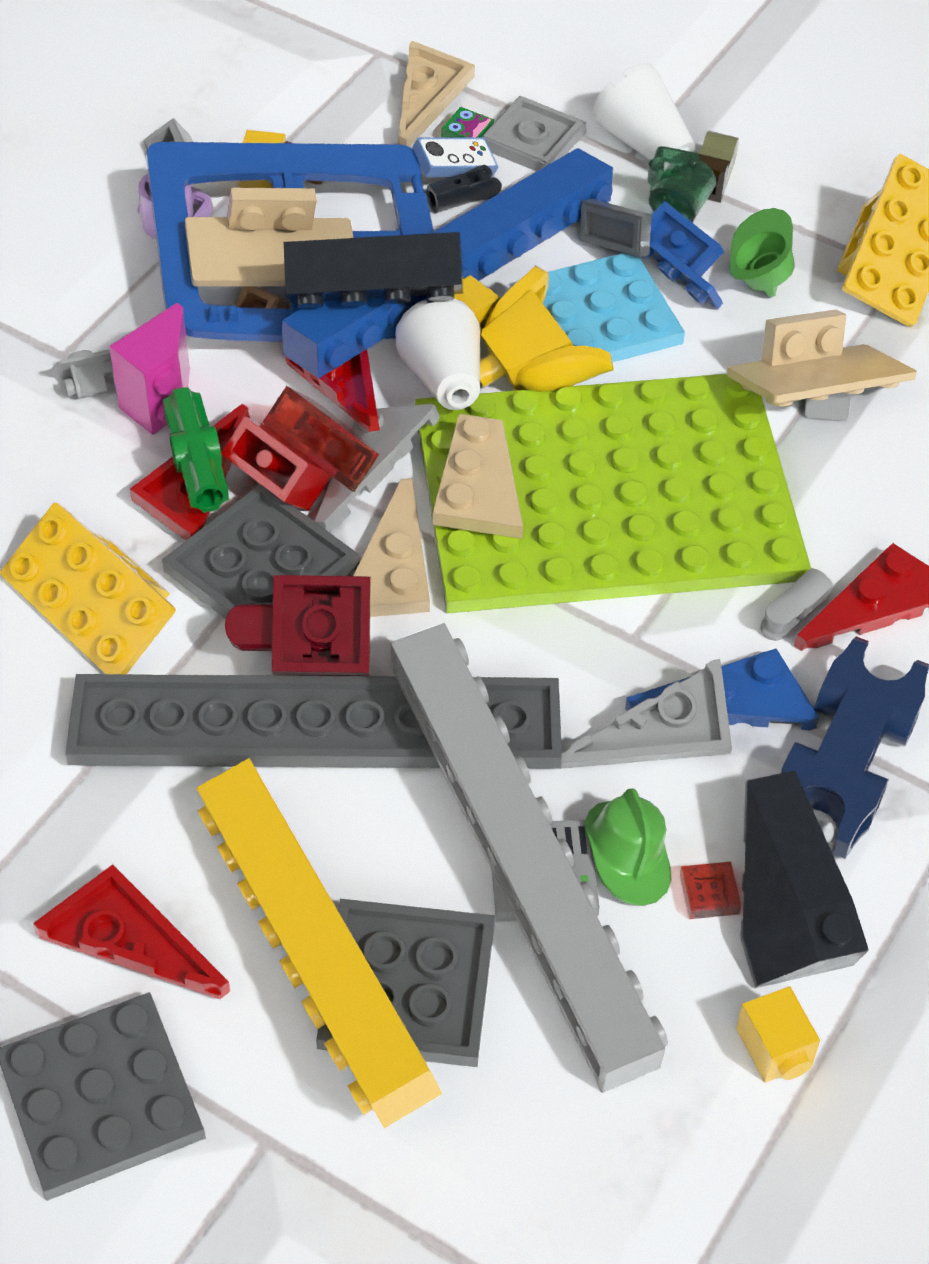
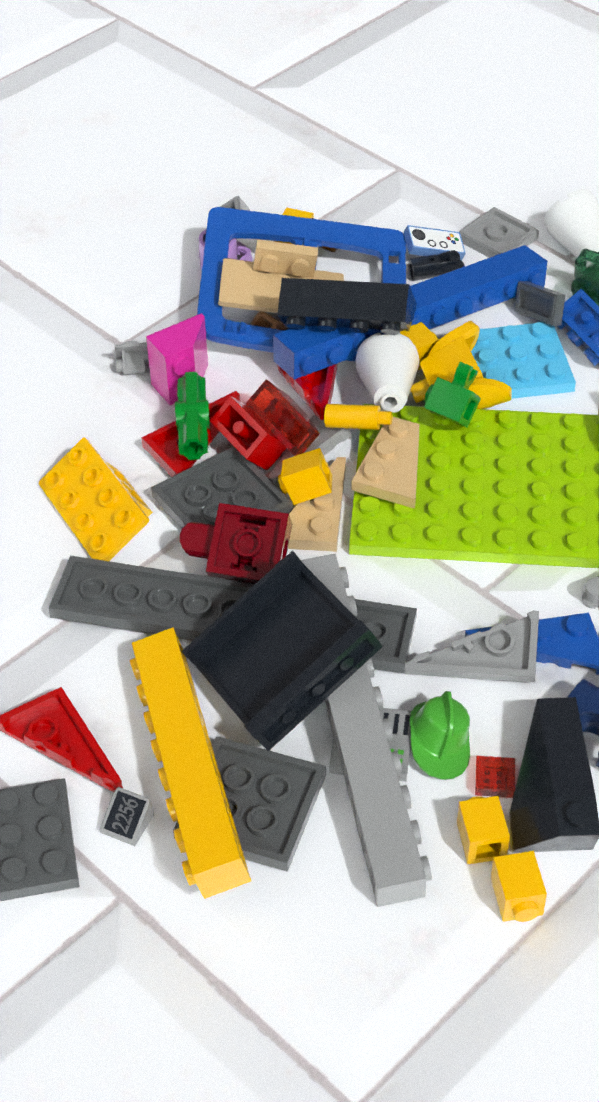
camera: 15 degrees right, 5 degrees down
(247, 1030) = (127, 816): none -> slope
(369, 515) = (305, 476): none -> yellow brick
(405, 769) = (281, 650): none -> black panel
(419, 422) = (356, 416): none -> yellow cylinder
(429, 87) = (429, 194): tan wing -> none
(466, 124) = (450, 221): tile -> none
(541, 381) = (453, 399): none -> green brick
(715, 966) = (482, 829): none -> yellow brick

